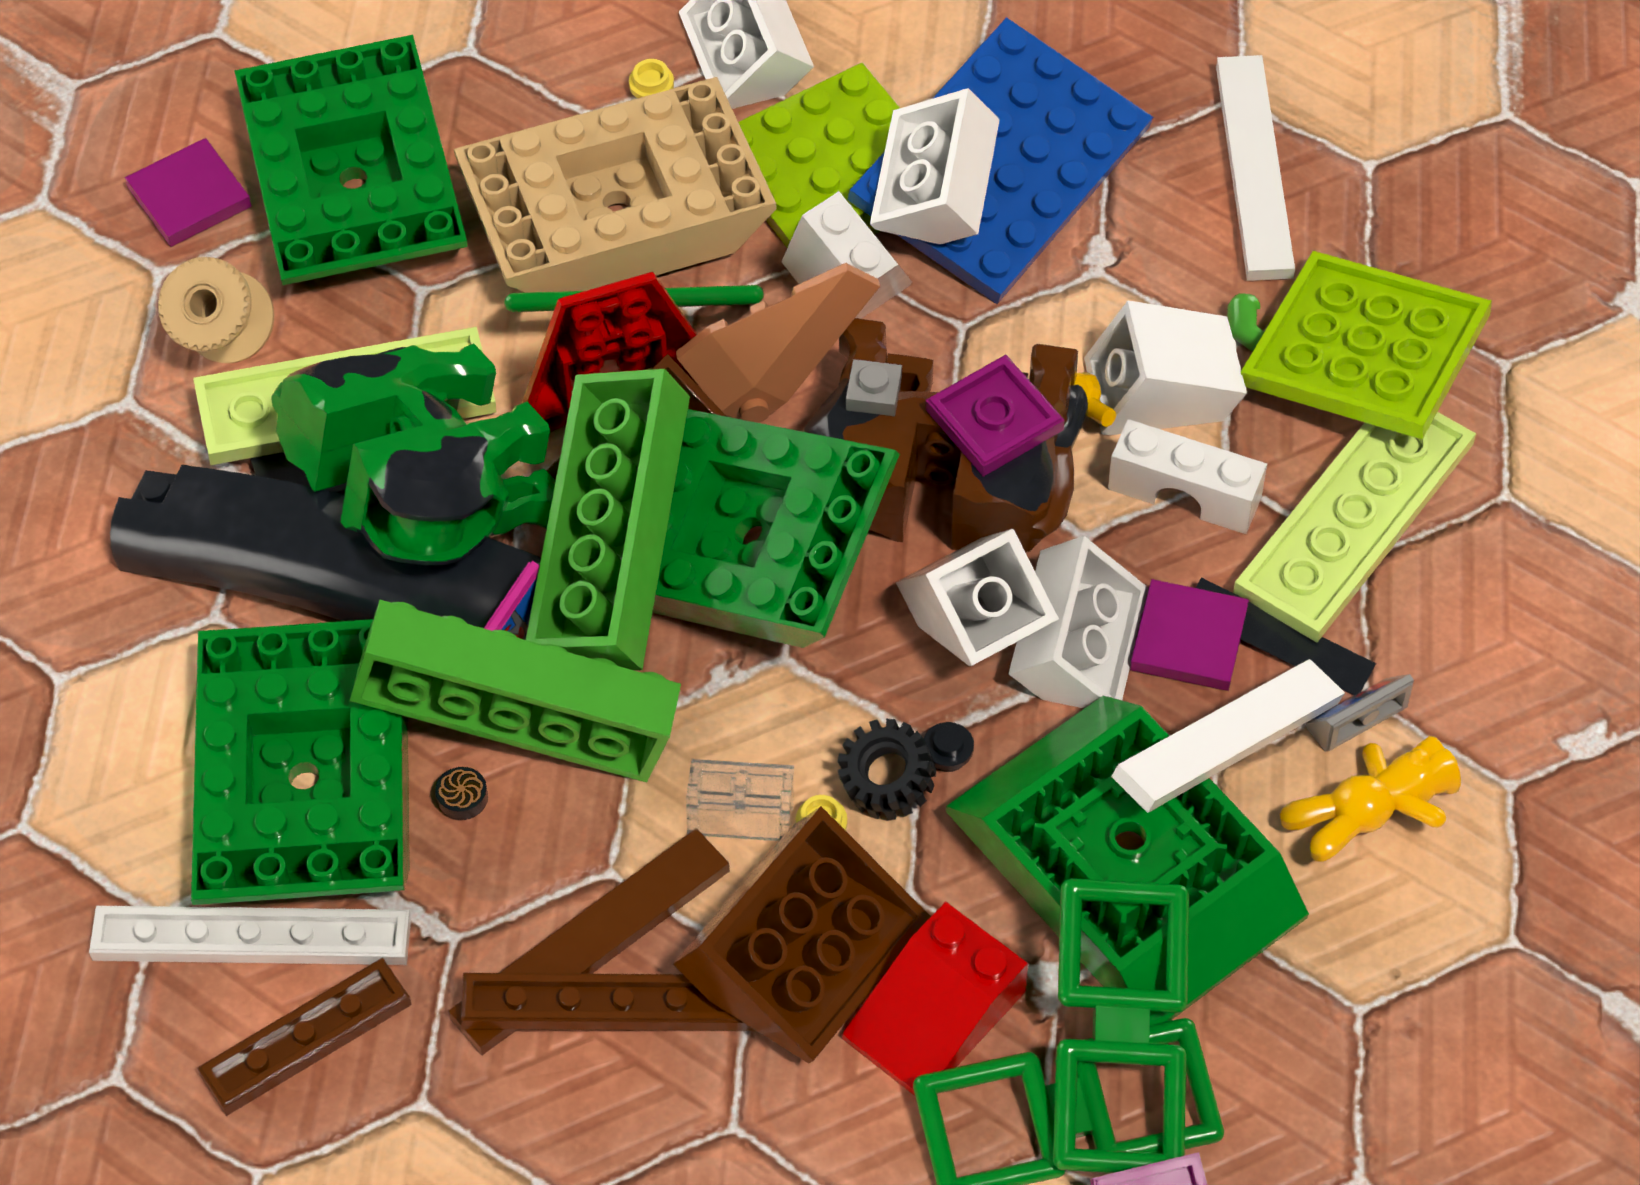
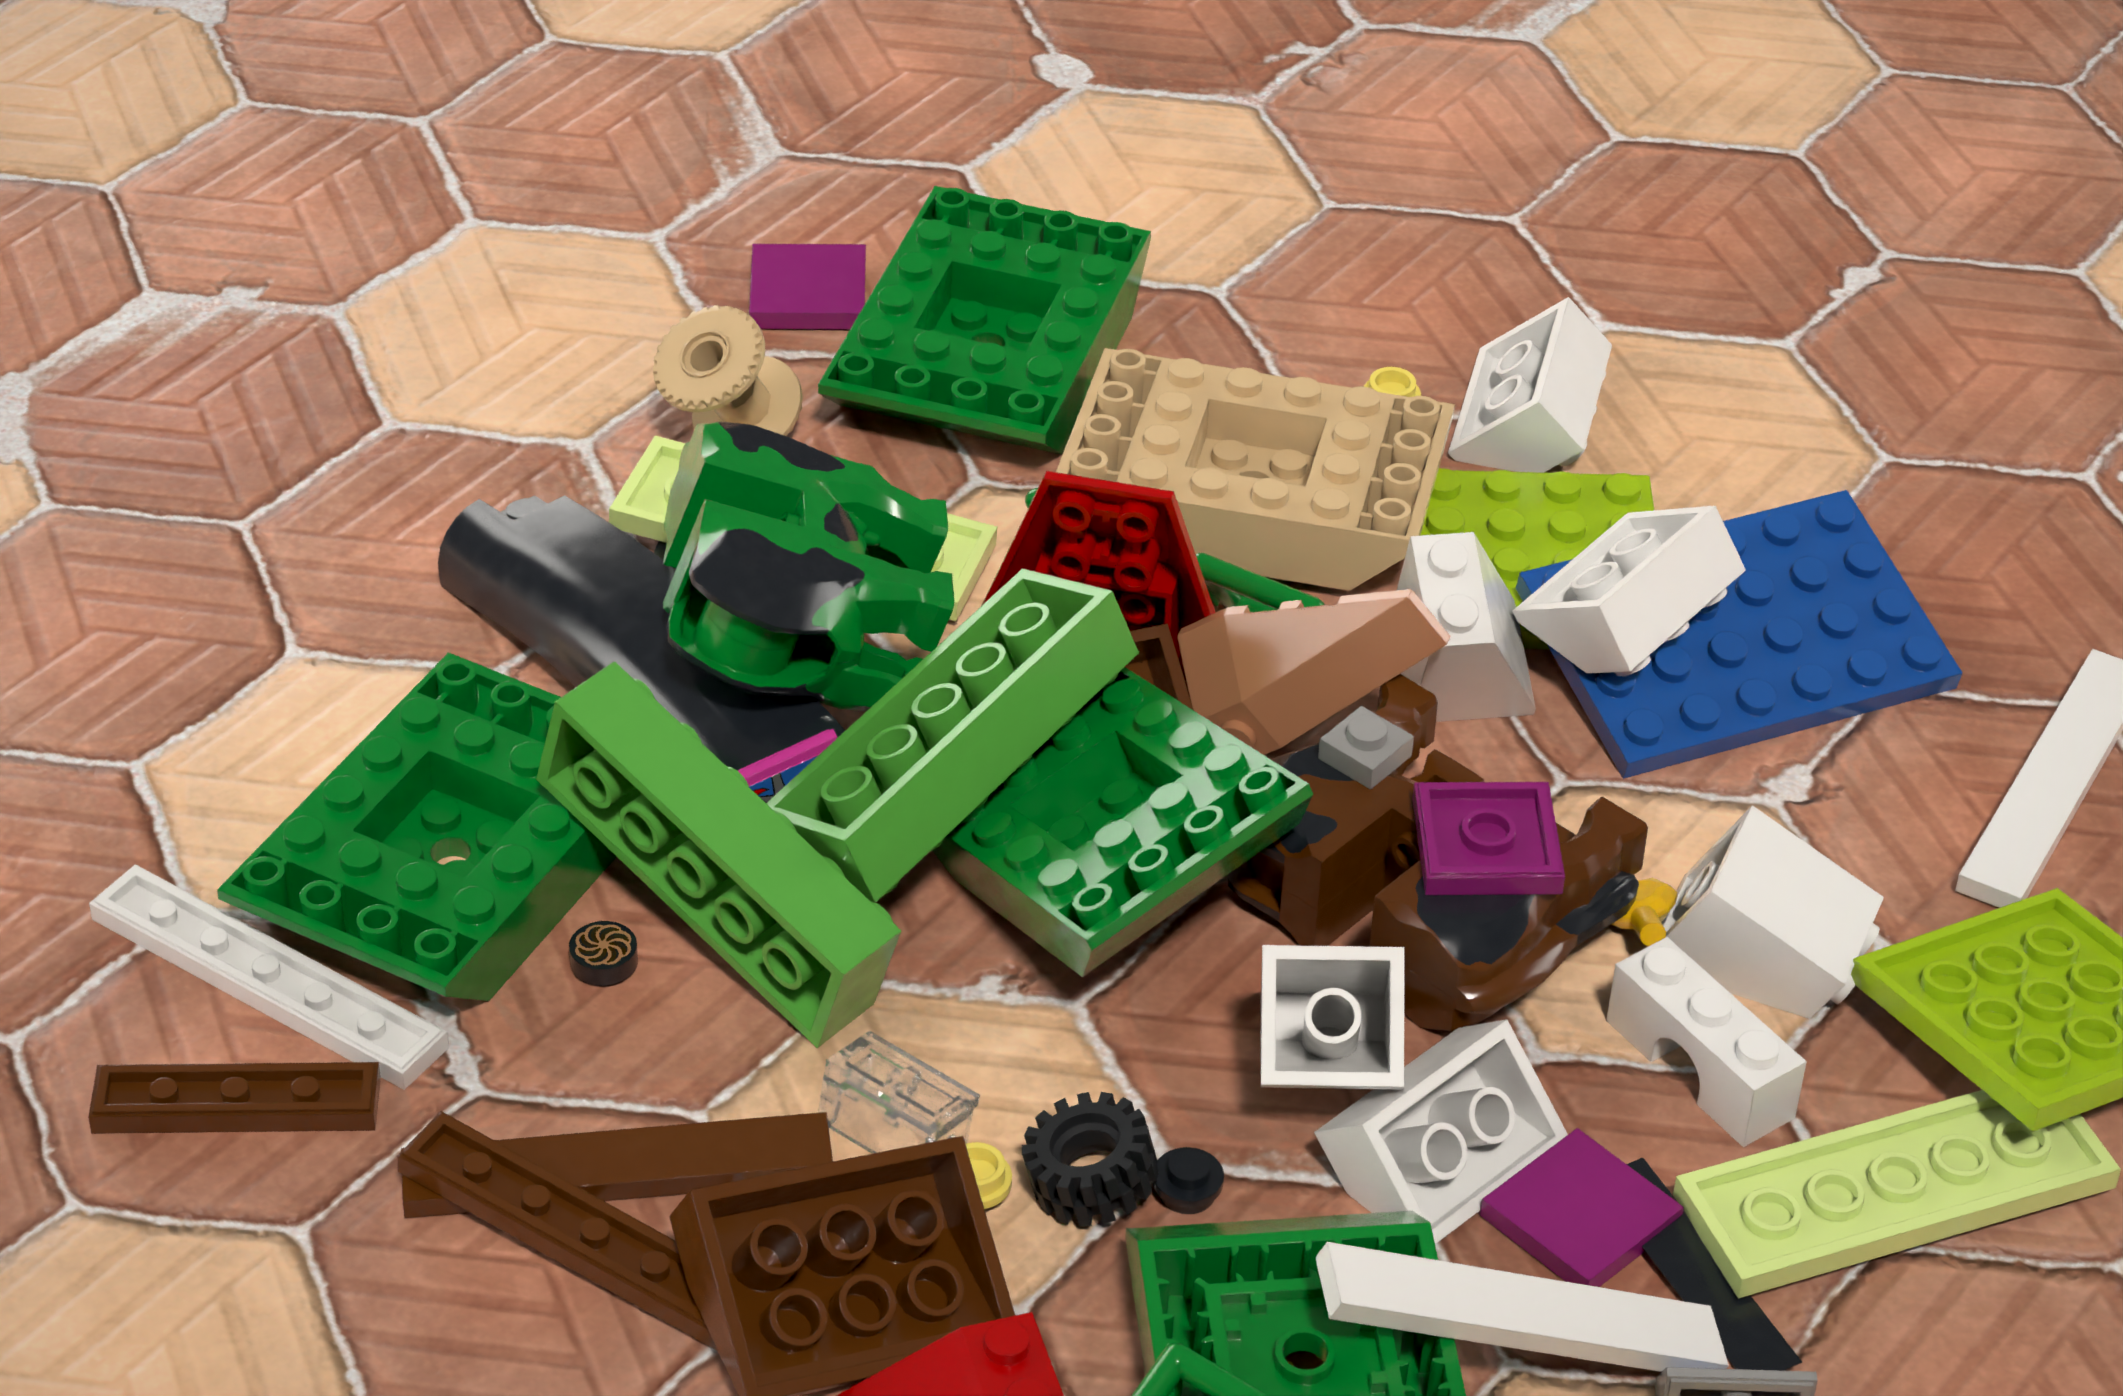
camera: 30 degrees right, 15 degrees down
(1243, 320) = (1916, 915): bright green arm -> none

